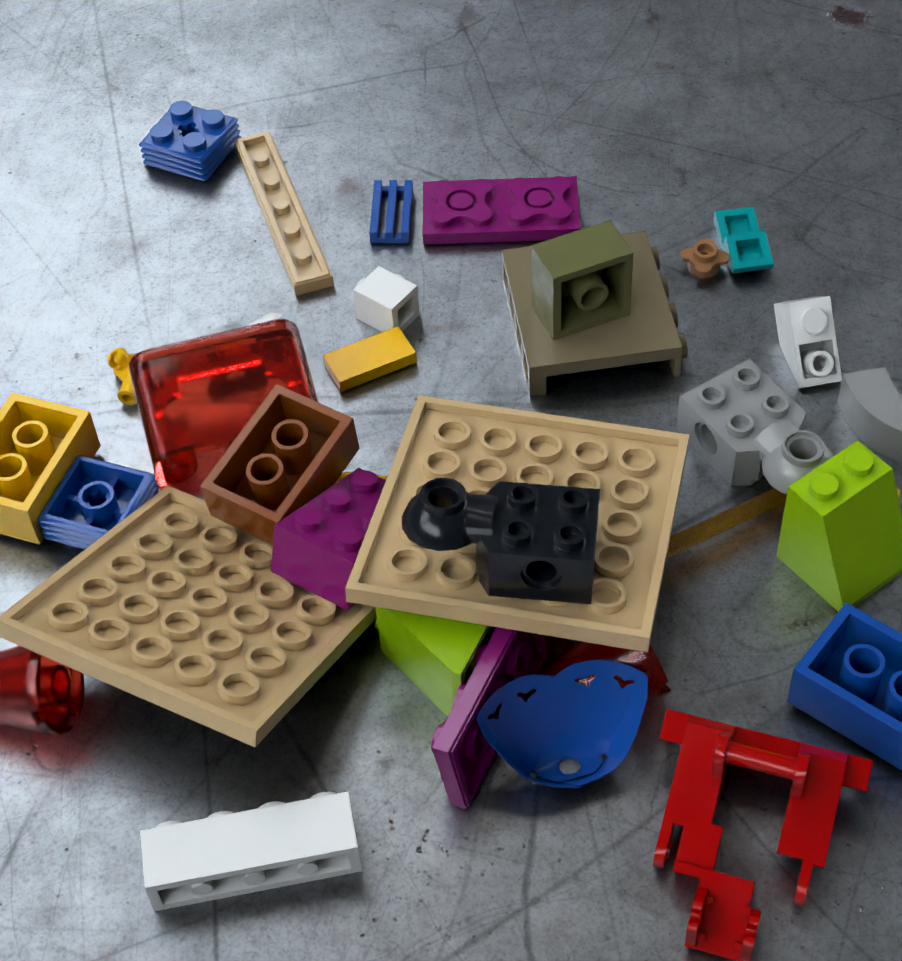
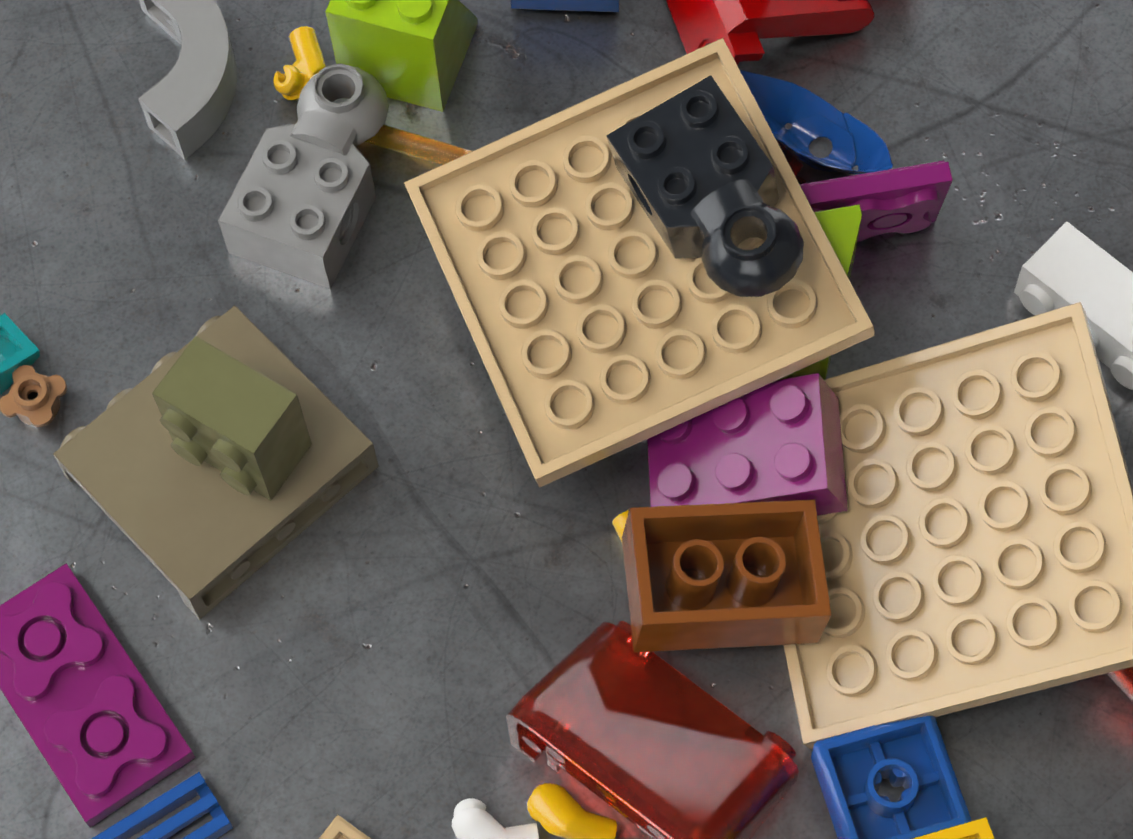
camera: 125 degrees left, 15 degrees up
(369, 358) = (445, 672): yellow tile -> none
(386, 300) = (346, 705): white brick -> none
(809, 340) = (117, 211): white slope -> none

